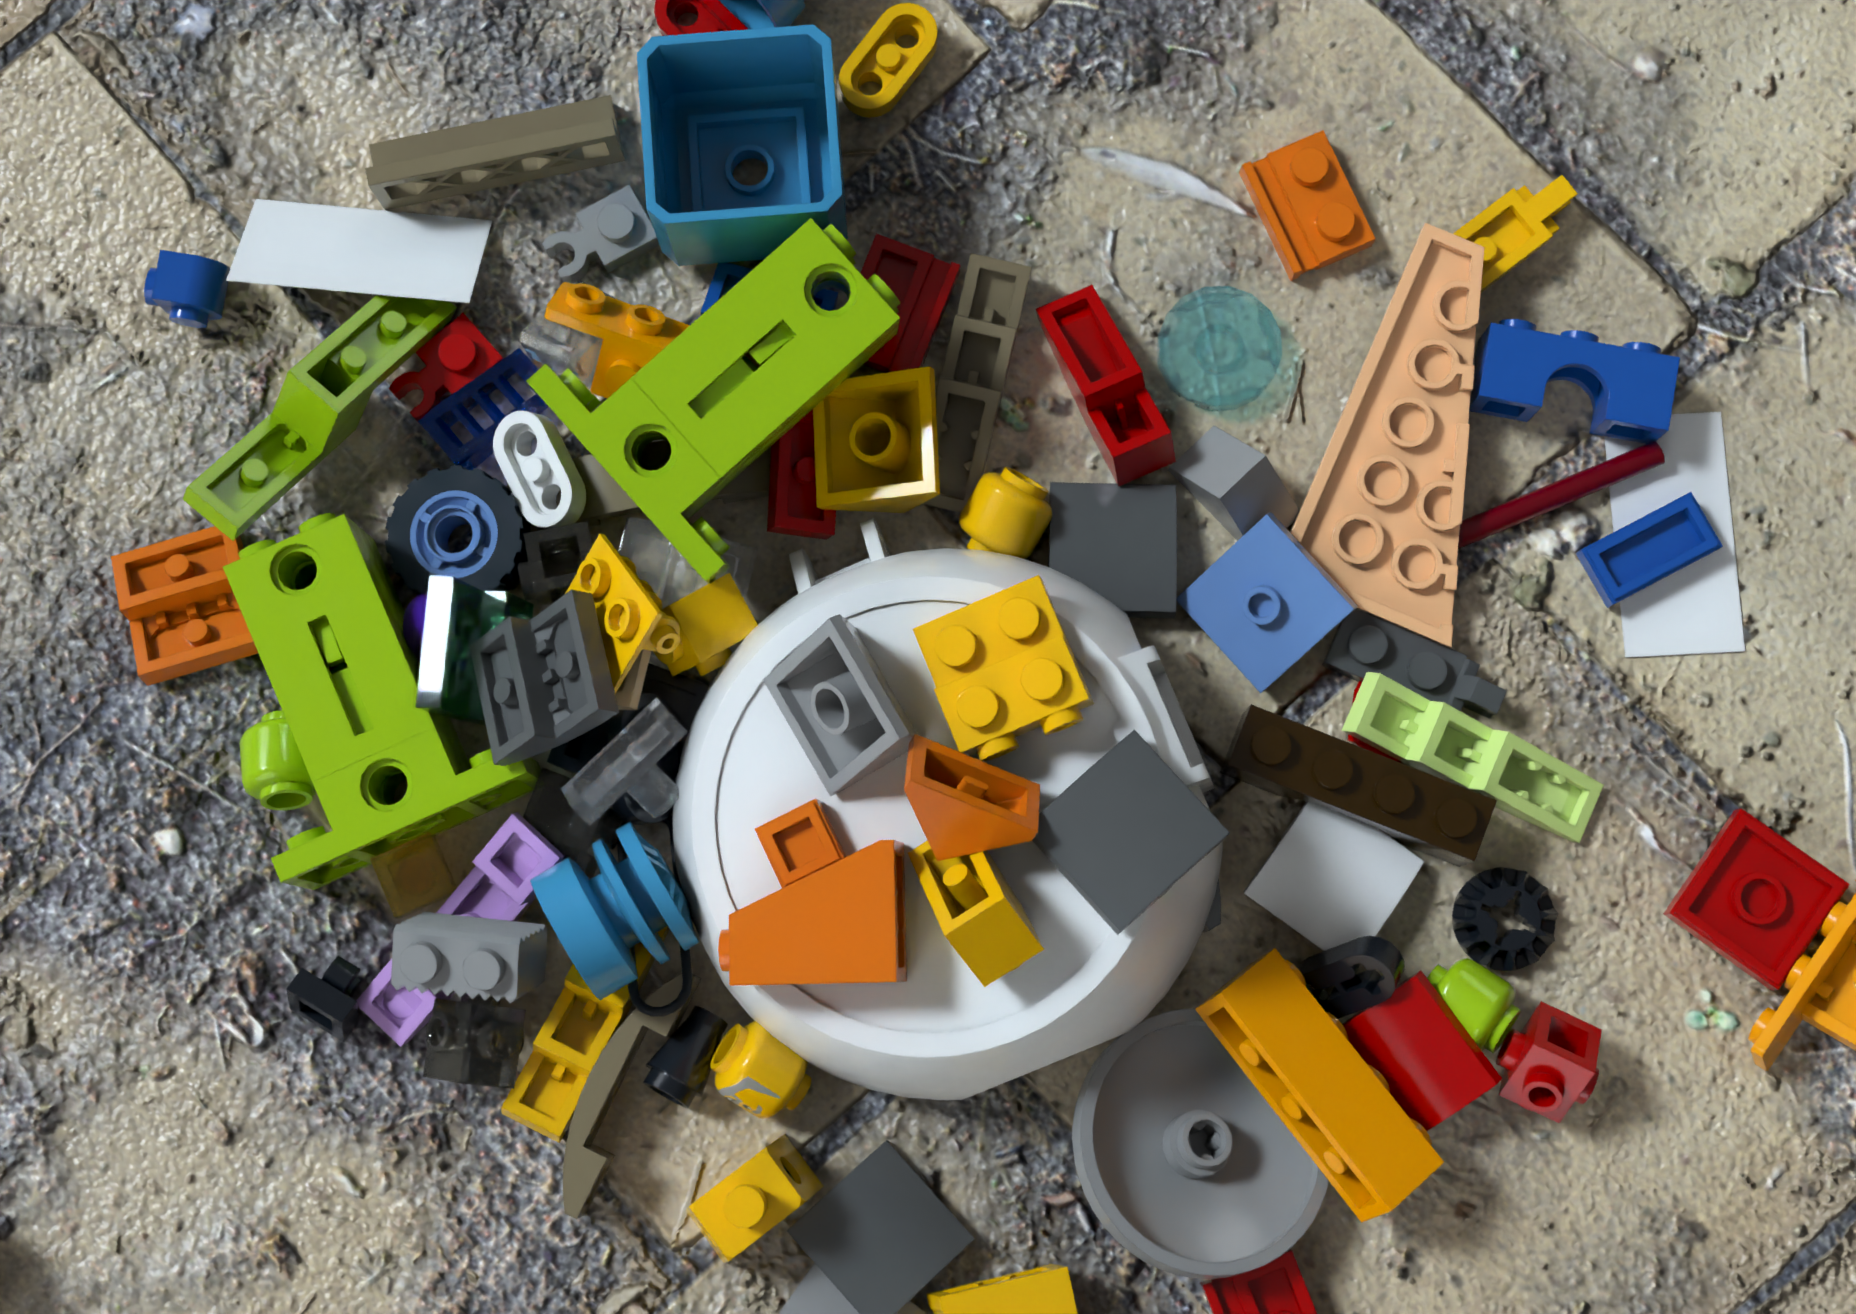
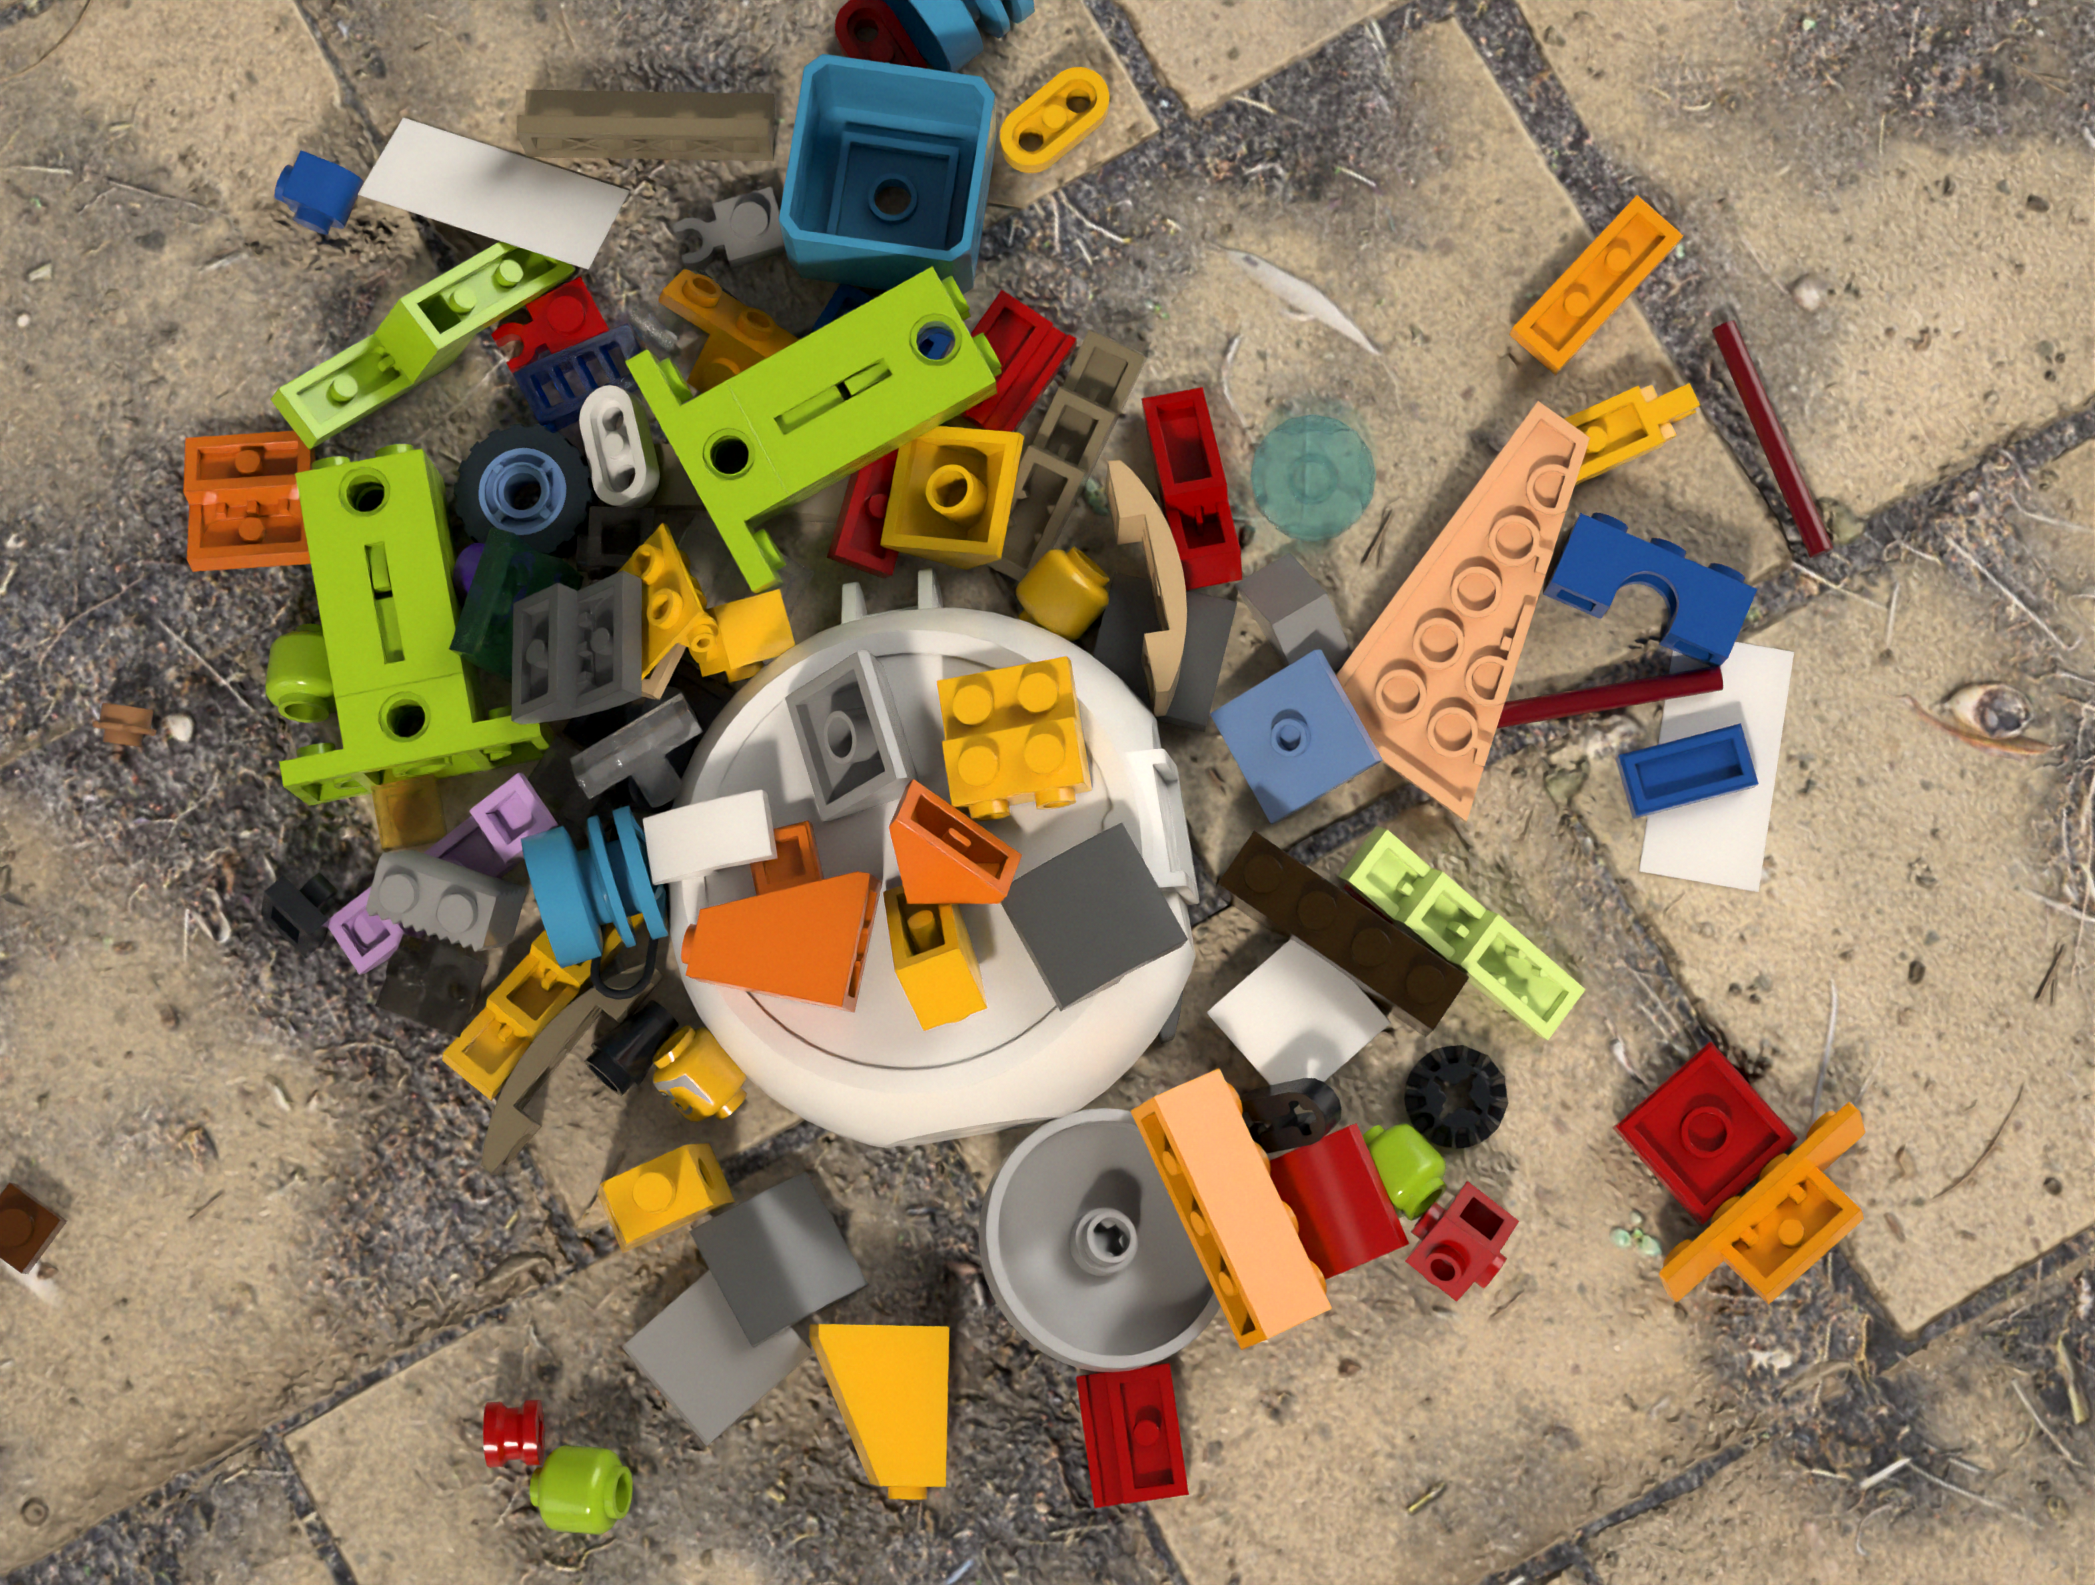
camera: 10 degrees right, 0 degrees up
(113, 852) = (125, 724): none -> medium nougat plate
(720, 837) = (709, 837): none -> white slope
(1064, 424) = (1139, 519): none -> tan slope
(1307, 205) = (1434, 356): orange plate -> none
(1422, 665) = (1425, 827): dark grey hinge -> none
(1447, 102) = (1596, 285): none -> light orange plate
(1650, 212) = (1772, 439): none -> dark red bar

